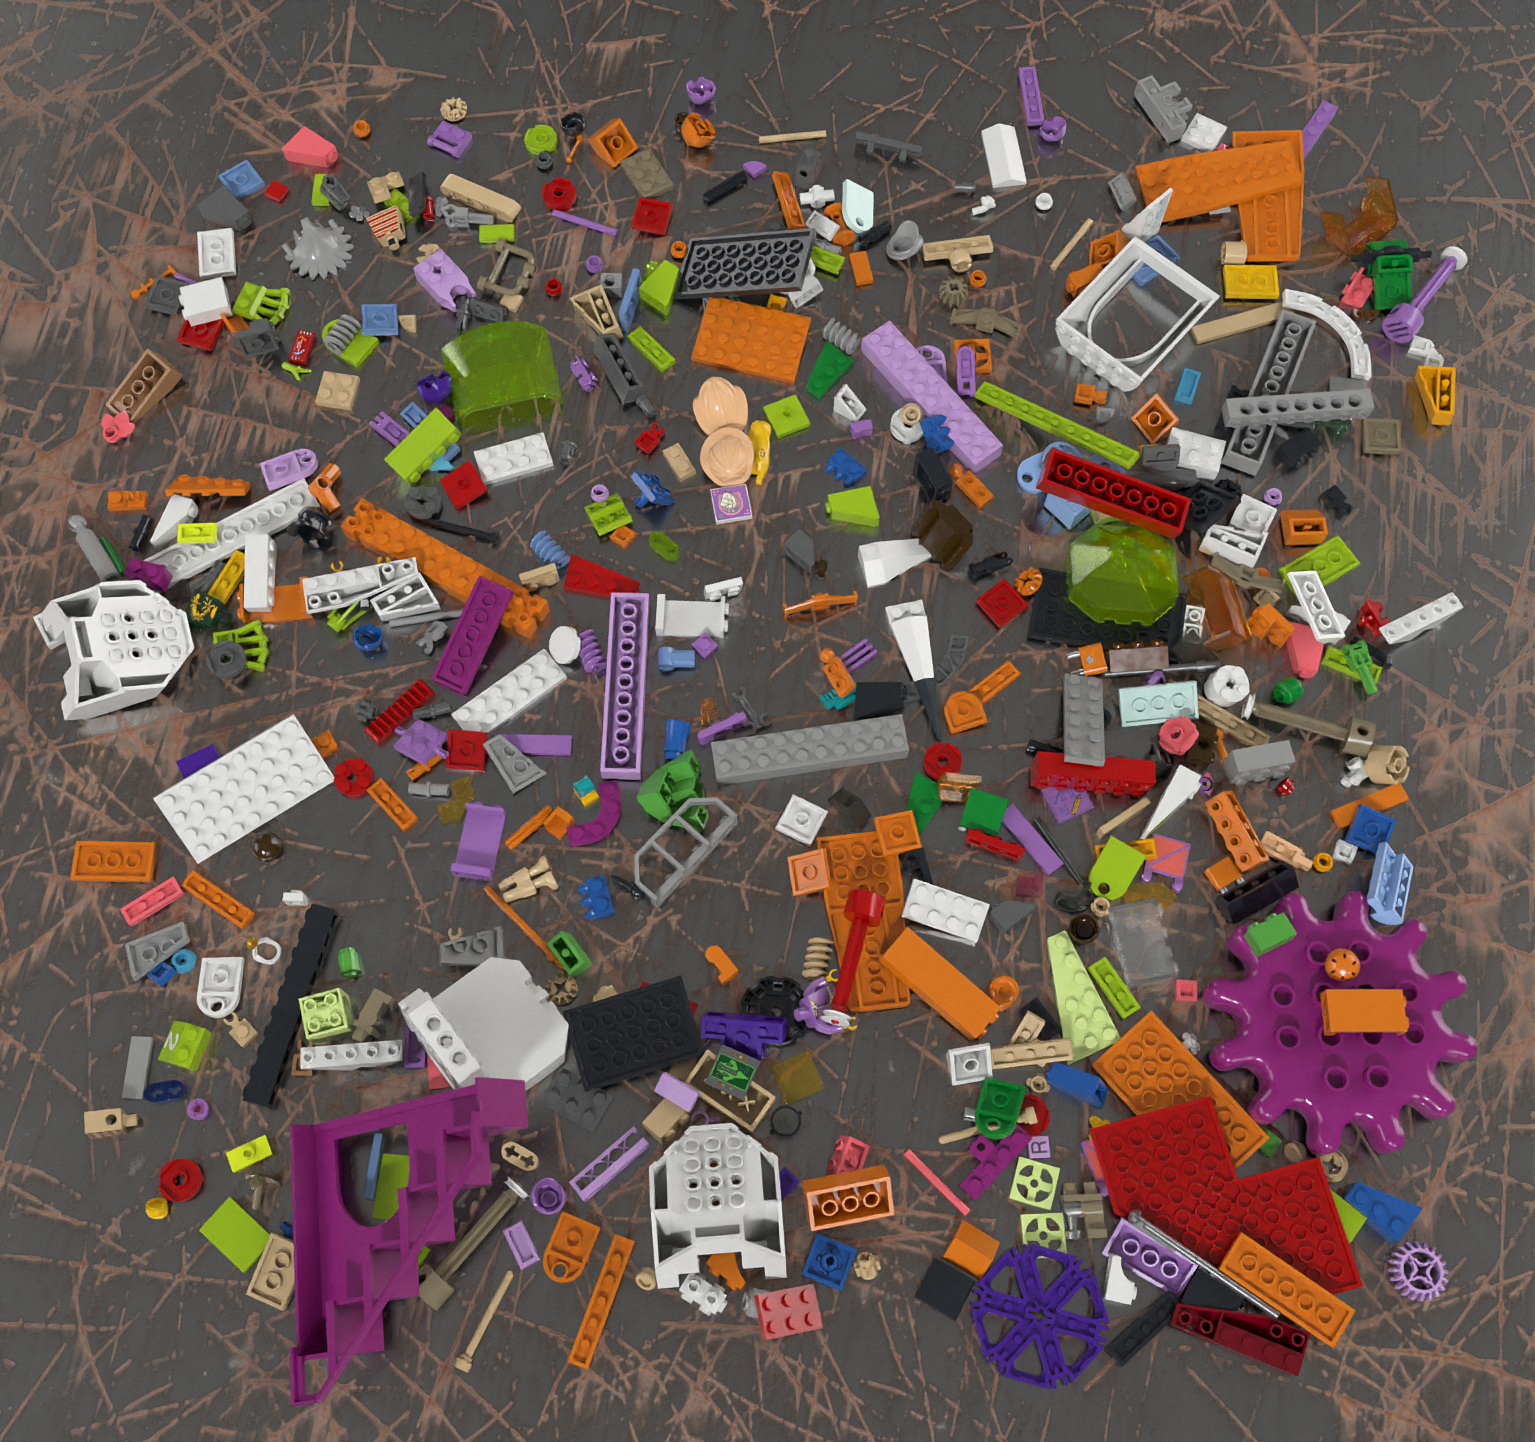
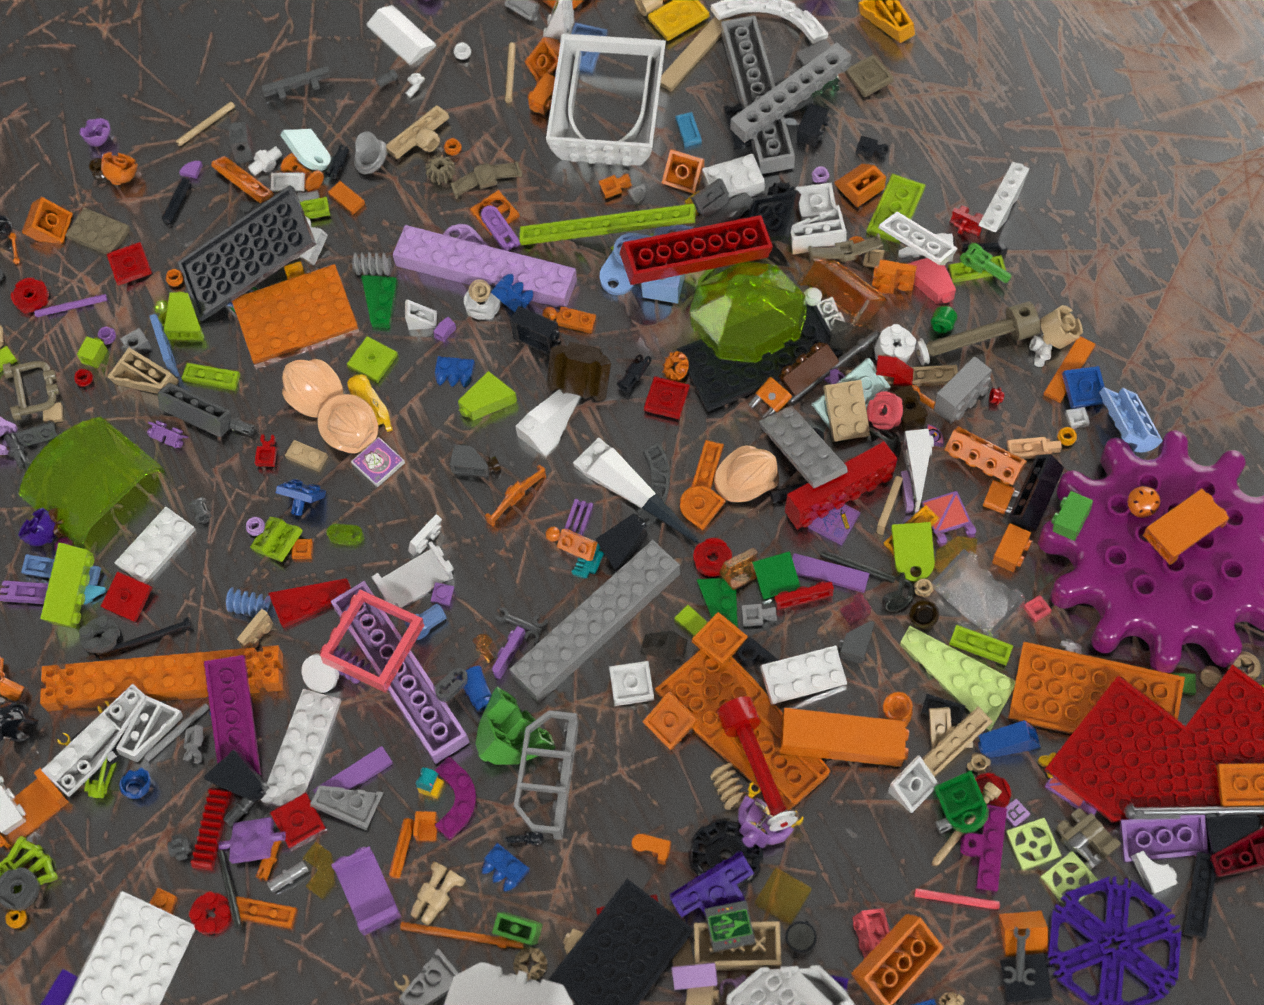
camera: 30 degrees left, 5 degrees down
(214, 685) = (22, 917): none -> light orange plate
(378, 769) = (229, 889): none -> pearl dark grey bar
(444, 685) = (238, 777): none -> black slope
(448, 398) = (53, 513): none -> reddish brown piece
(574, 270) = (92, 352): none -> lime brick
(631, 672) = (397, 658): none -> coral window
(654, 719) = (454, 687): none -> dark grey beam
(886, 801) = (690, 620): none -> lime tile
(940, 1281) = (1019, 973): none -> dark grey bar
(942, 832) = (754, 614): none -> light grey plate
(1020, 711) = (746, 474): none -> light nougat piece
(1144, 713) = (846, 410): none -> tan plate
(1146, 817) = (907, 492): none -> lavender tile
(1187, 597) = (813, 296): none -> white plate
(1202, 924) = (1012, 547): none -> orange brick
(1213, 705) = (895, 368): none -> red slope

